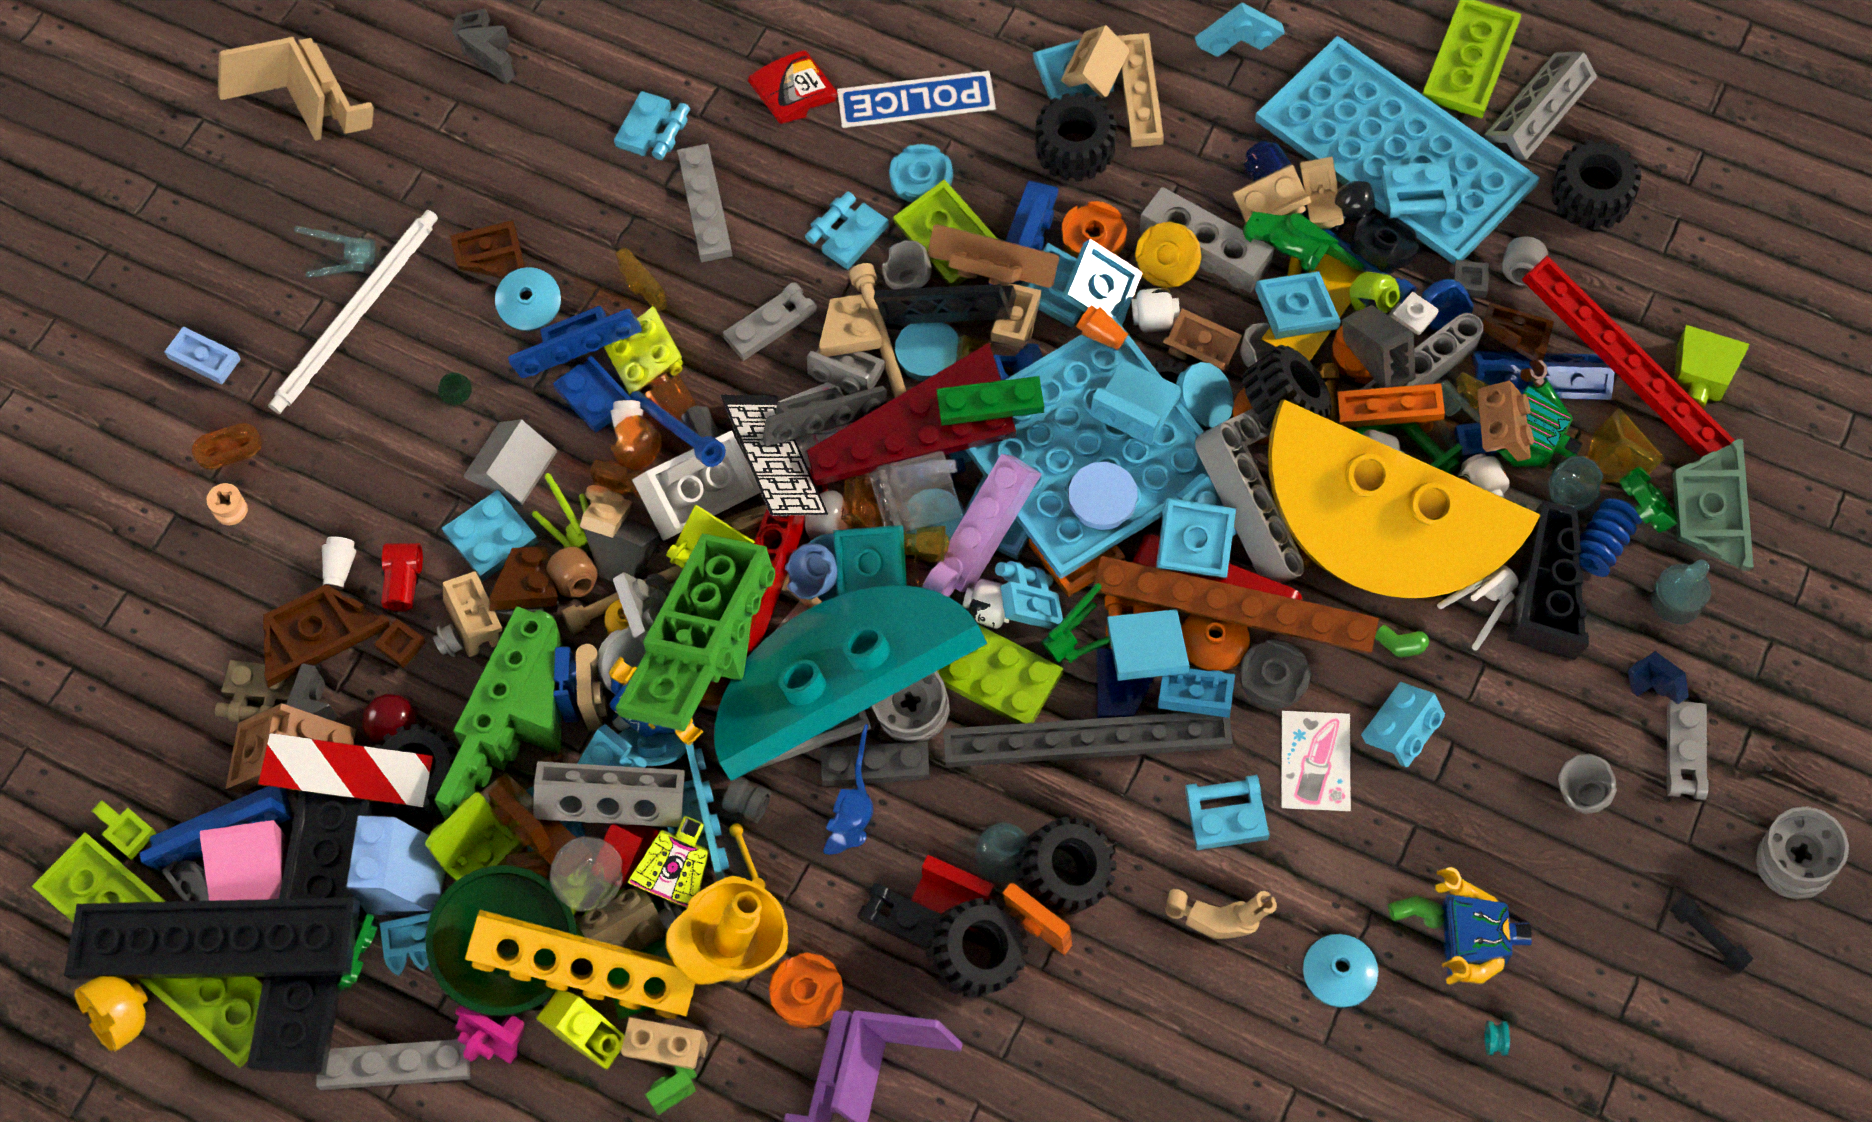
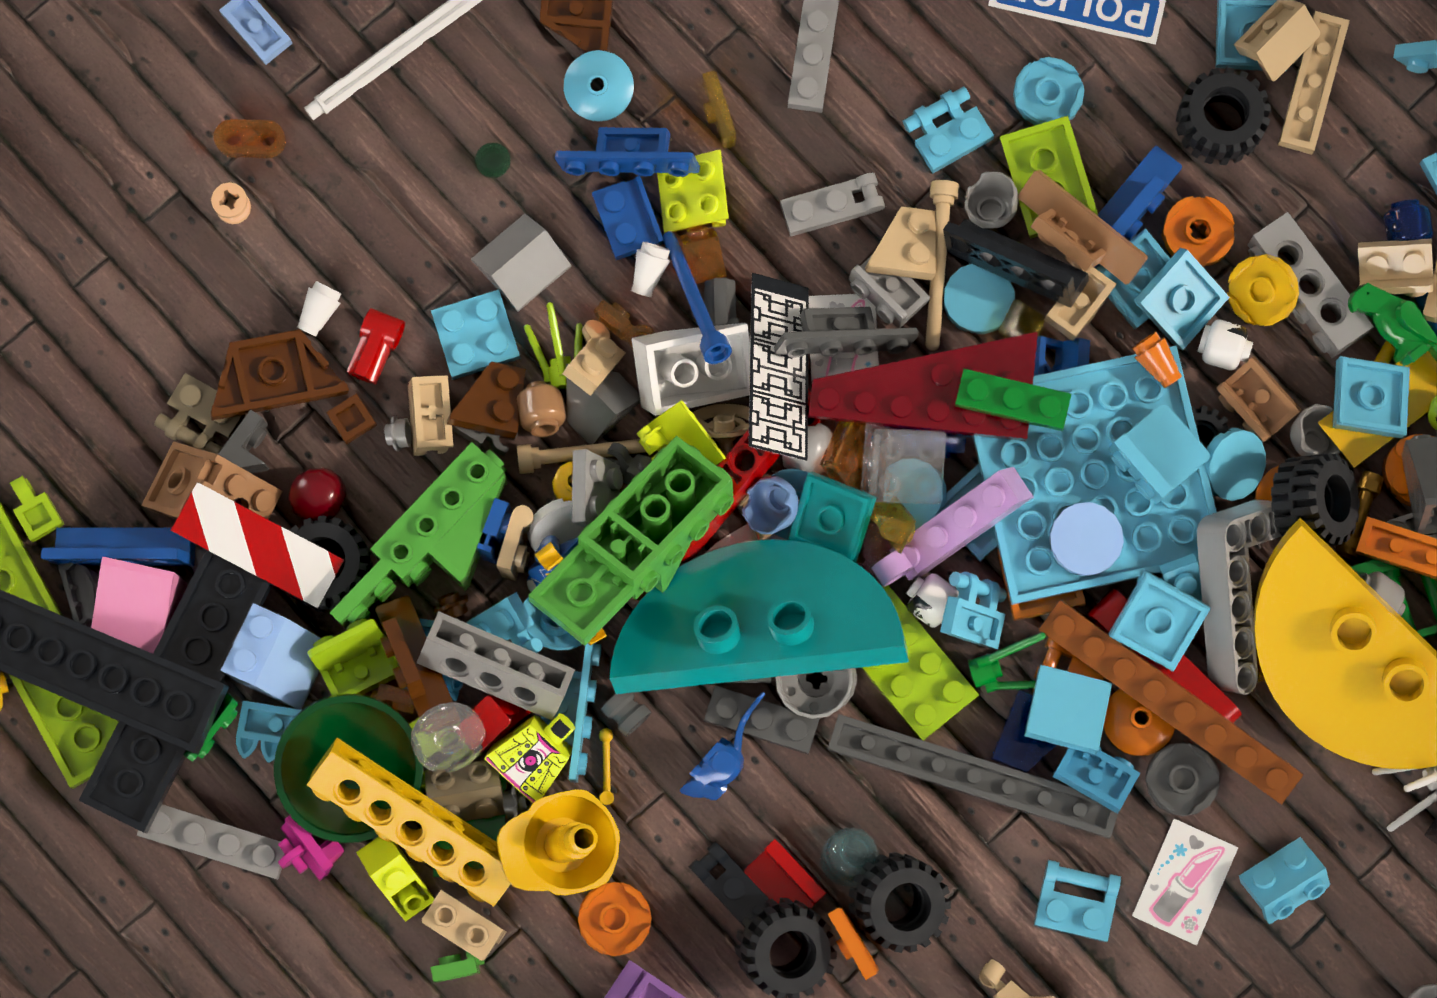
camera: 20 degrees right, 15 degrees up
(636, 443) = (651, 295): clear orange hair -> none
(1402, 645) = (1321, 800): bright green arm -> none

